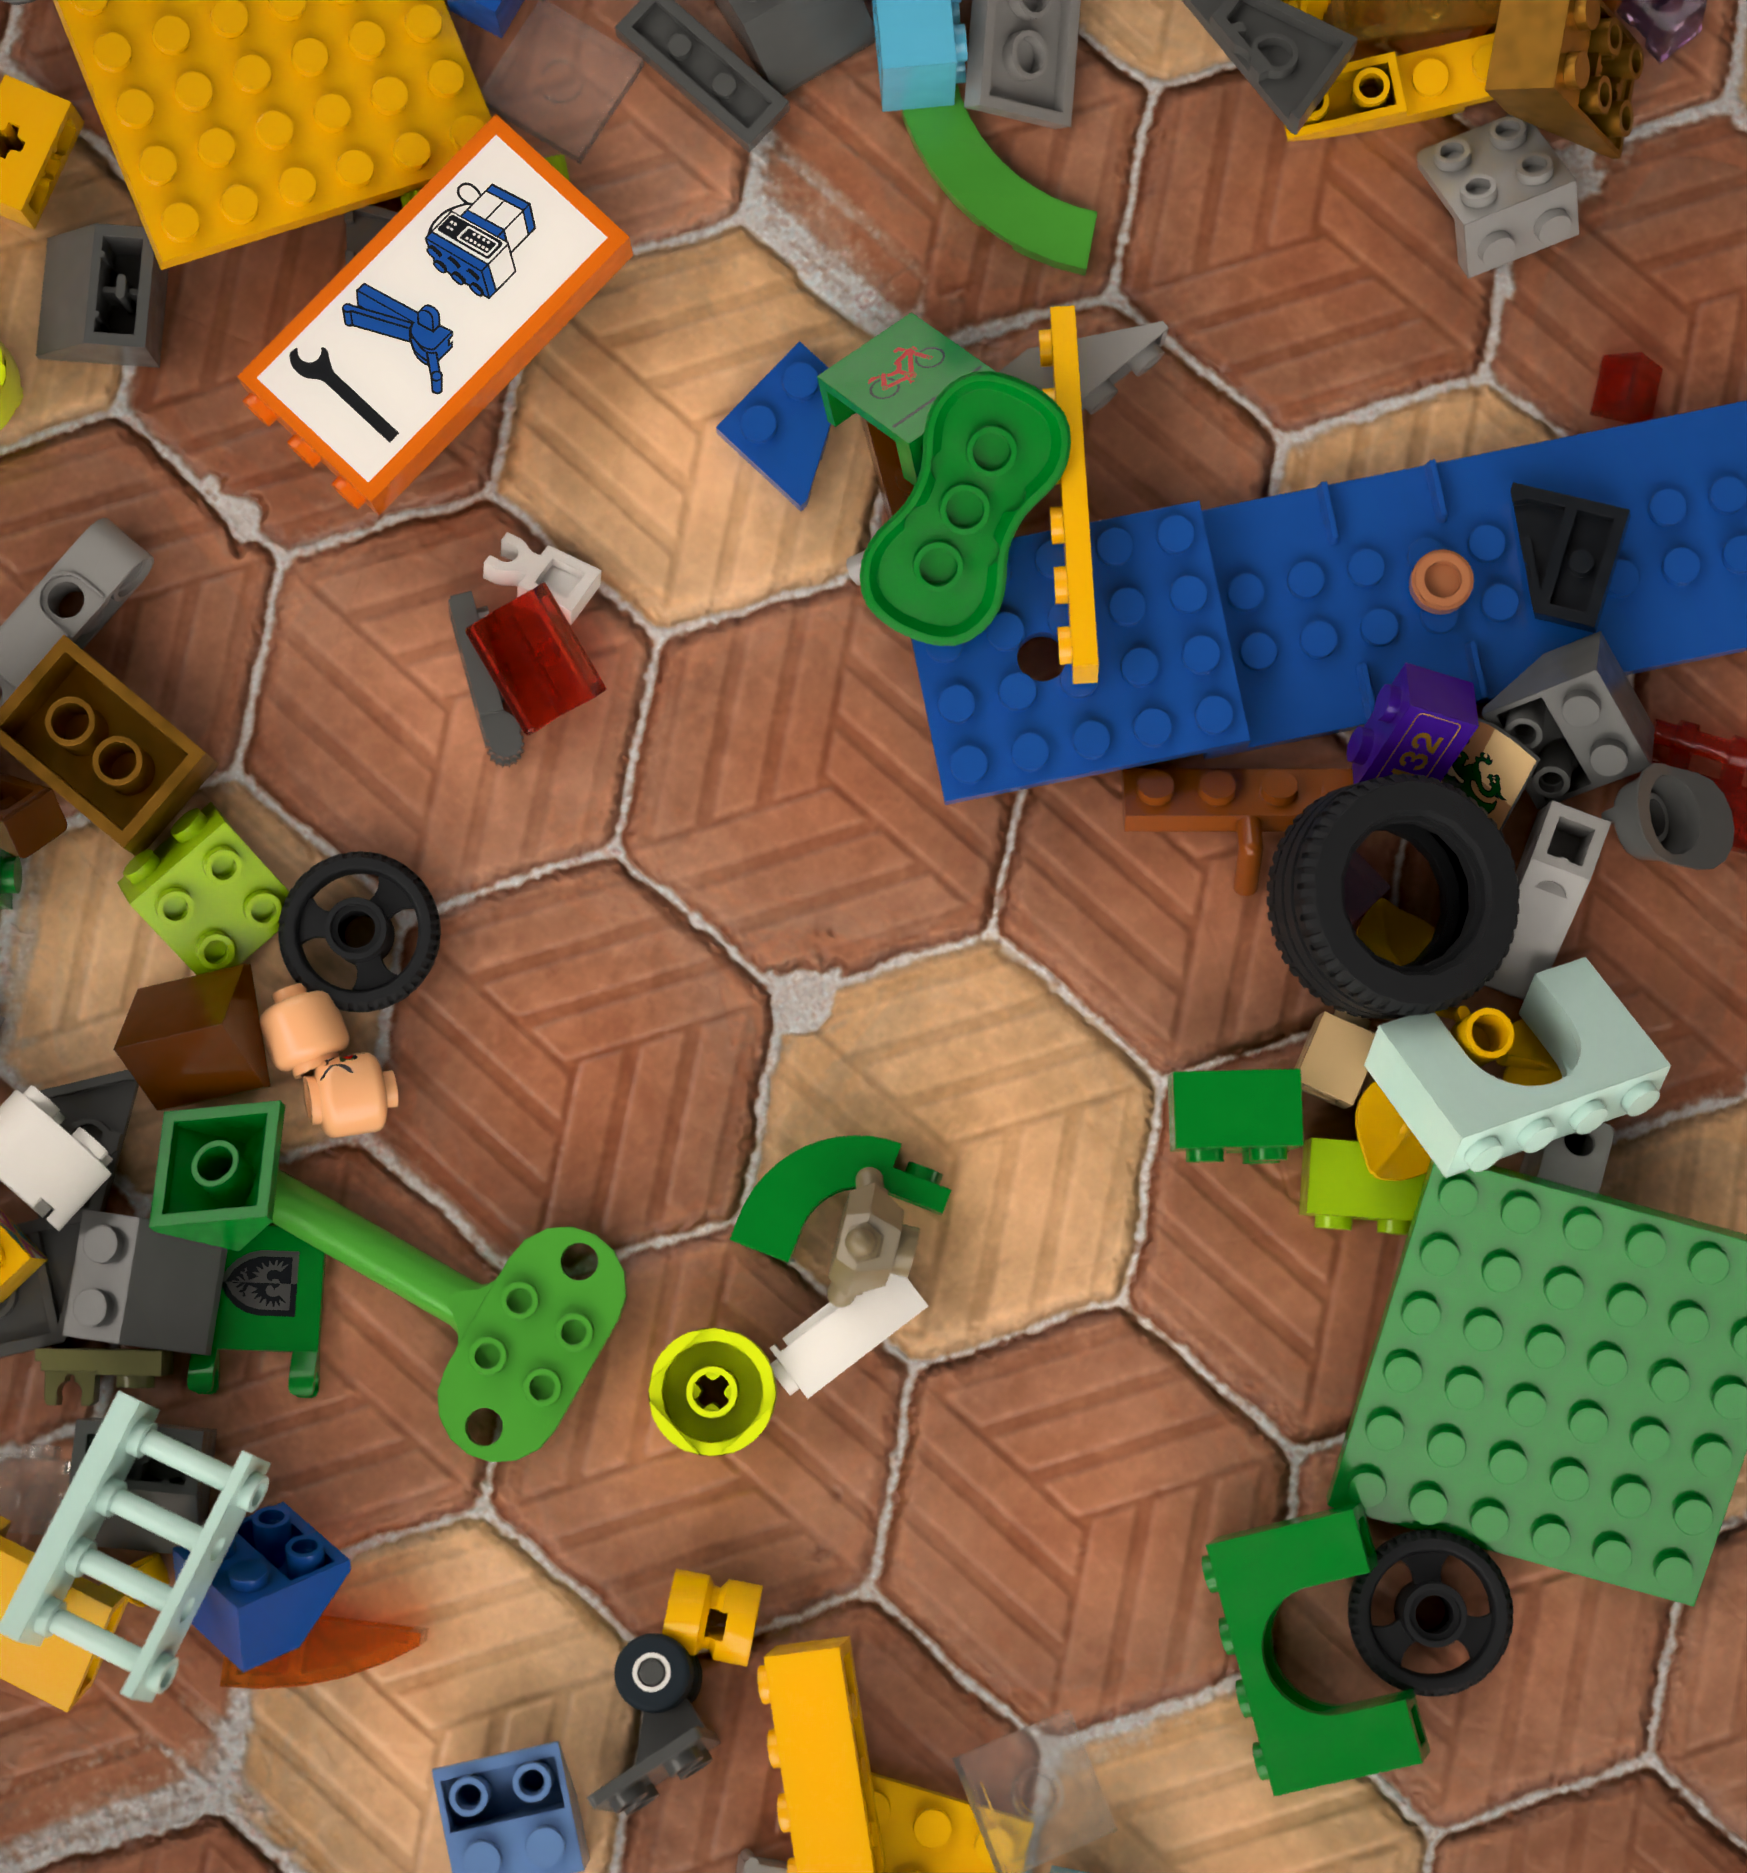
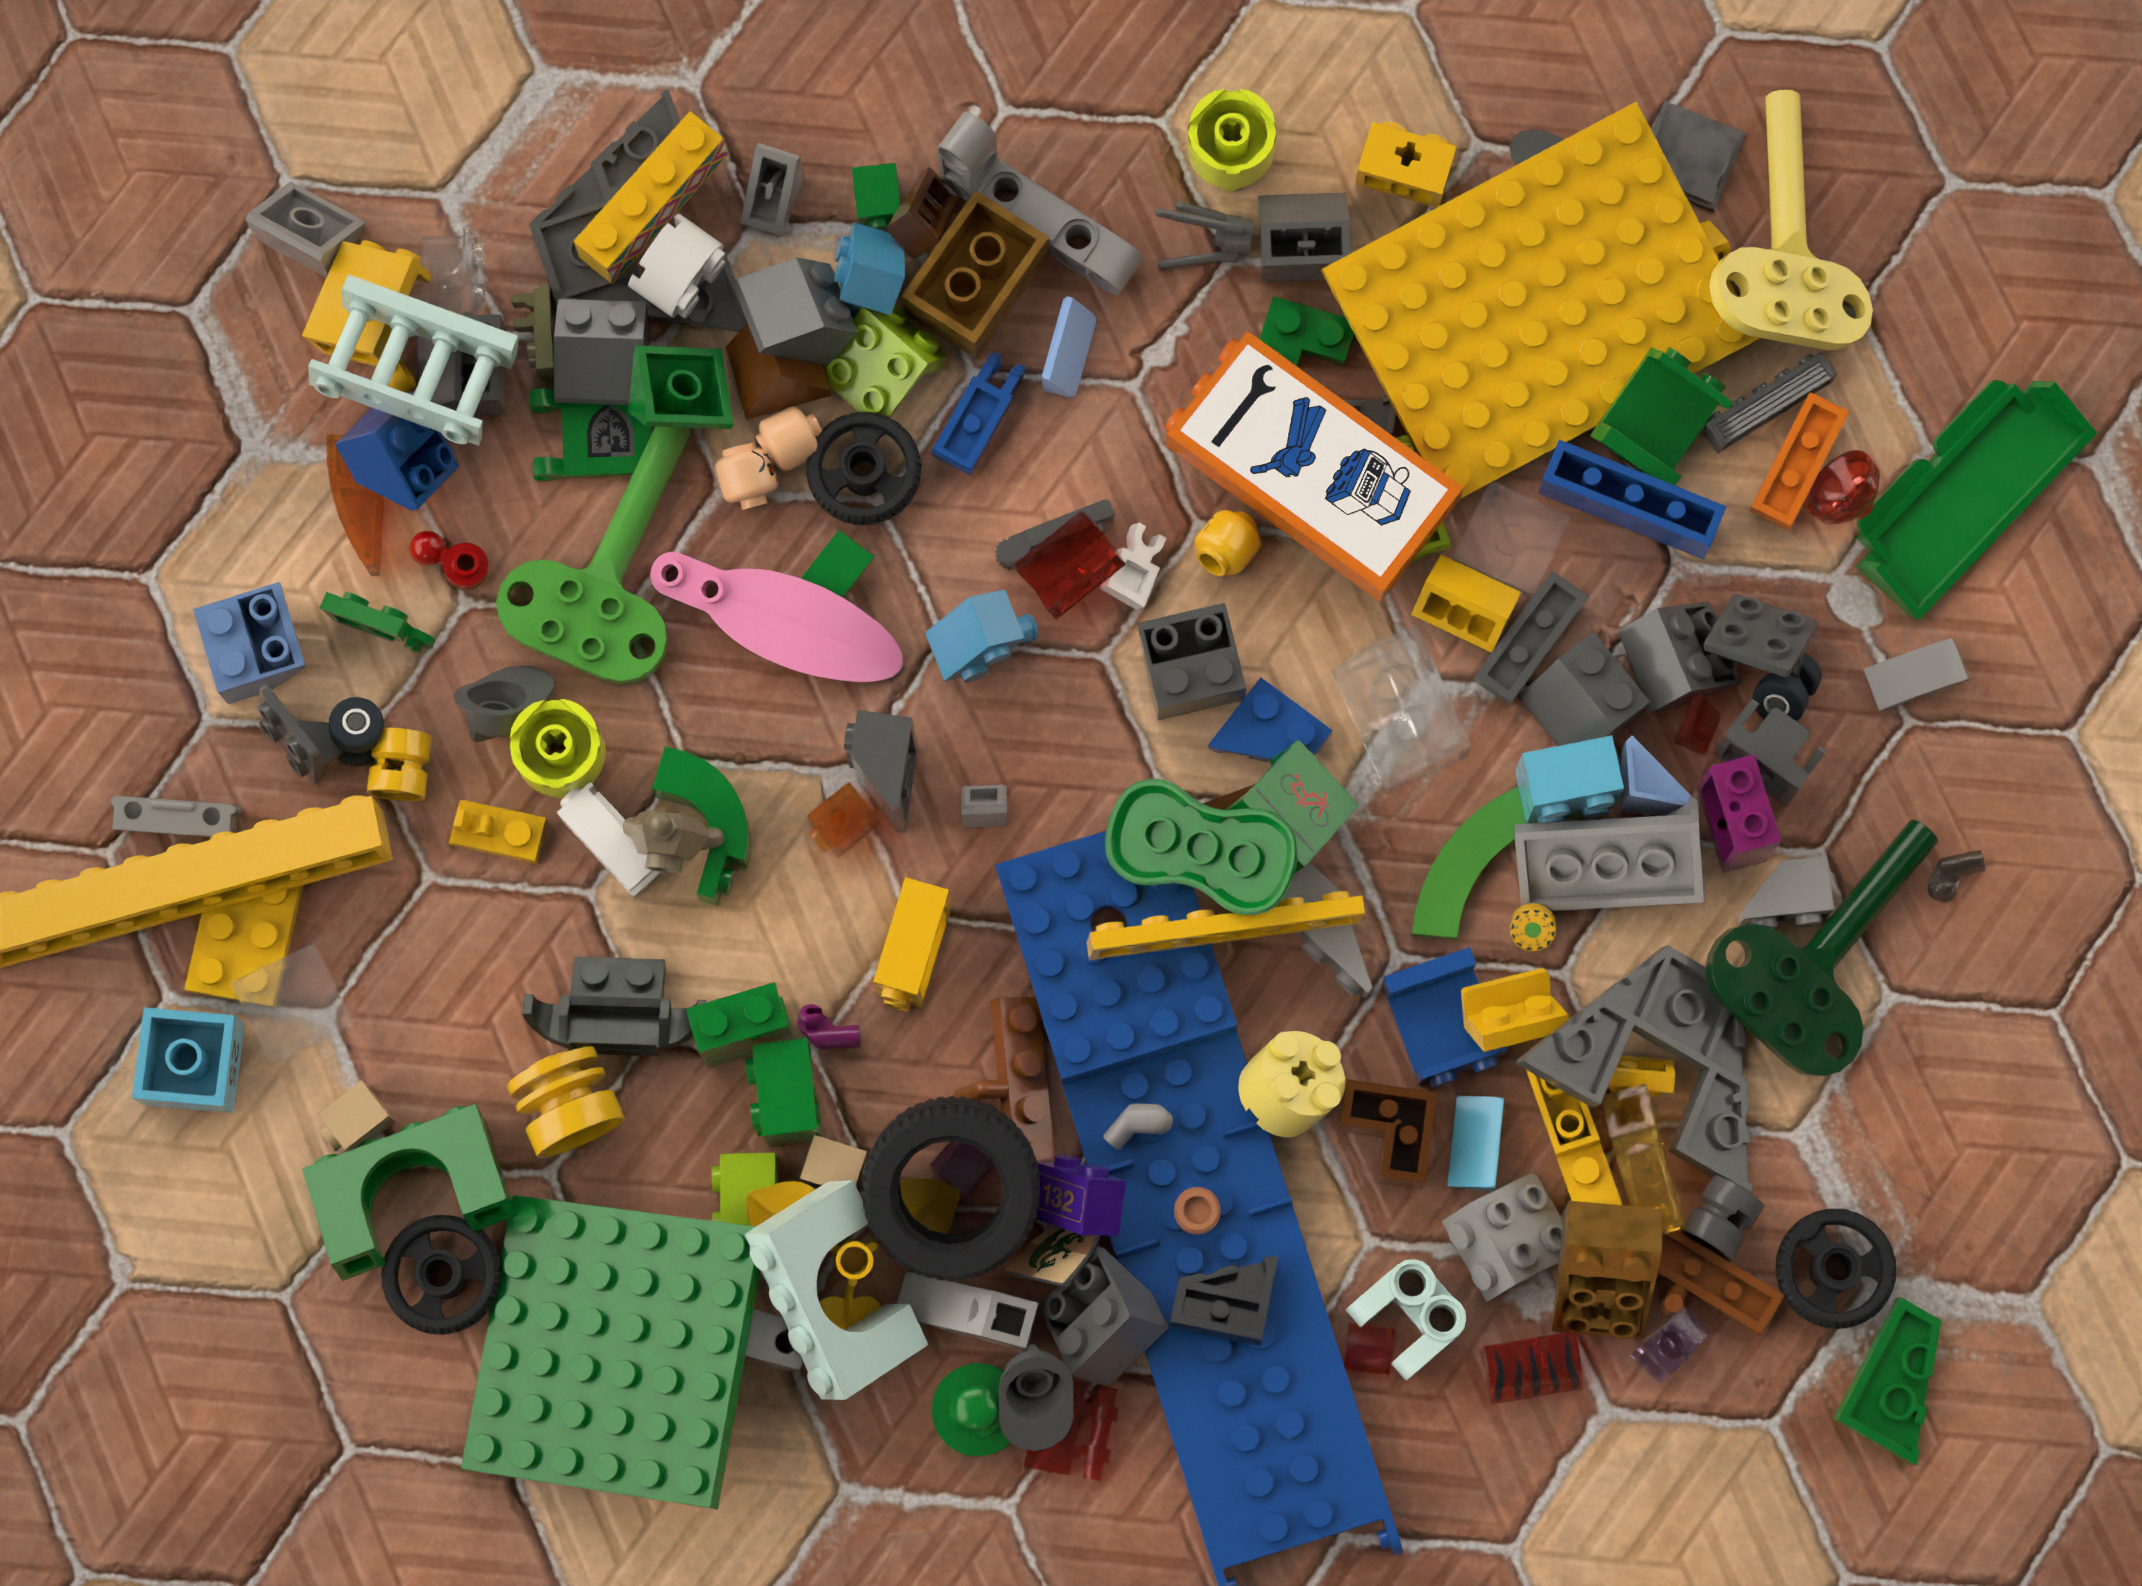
camera: 90 degrees right, 5 degrees down
(82, 890) = (869, 269): none -> dark azure brick
(84, 399) = (1231, 233): none -> dark grey plant
(124, 997) = (796, 311): none -> dark grey slope
(222, 637) = (1068, 349): none -> light blue slope
(238, 313) = (1304, 330): none -> green plate
(305, 770) = (977, 416): none -> blue hinge
(402, 1551) = (429, 549): none -> red plate
(506, 1618) = (386, 624): none -> green hinge
(513, 995) = (839, 565): none -> green slope
(525, 449) = (1227, 543): none -> yellow head
(562, 1061) = (785, 619): none -> bright pink plant
(622, 793) = (978, 636): none -> dark azure brick
(633, 1463) = (500, 697): none -> dark grey piece
(645, 146) = (1466, 603): none -> yellow brick
(686, 512) = (1191, 661): none -> dark grey slope
(781, 244) = (1401, 708): none -> clear slope
(796, 932) = (884, 759): none -> dark grey slope
(815, 1487) = (498, 831): none -> yellow plate
(850, 815) = (984, 806): none -> light grey slope
(856, 1008) = (841, 821): none -> clear orange brick
(1045, 924) = (912, 944): none -> yellow window
(1086, 1341) = (613, 1008): none -> pearl dark grey plate
(1093, 112) = (1532, 927): none -> yellow tile
(1136, 1165) = (732, 1024): none -> green panel
(1144, 1061) = (823, 1033): none -> magenta arm
(1205, 1718) = (354, 1118): none -> tan brick
(1206, 242) = (1430, 1018): none -> blue panel
(1210, 147) = (1511, 1010): none -> yellow bracket
(1216, 1418) = (563, 1095): none -> yellow wheel
(1281, 438) = (1292, 1083): none -> light yellow brick
(1312, 646) = (1138, 1119): none -> light grey arm
(1350, 304) = (1398, 1116): none -> reddish brown brick
(1371, 219) = (1475, 1142): none -> medium azure slope
(1633, 311) = (1416, 1308): none -> light aqua piece
(1667, 183) = (1532, 1367): none -> clear red brick
(1667, 910) = (968, 1410): none -> green plate

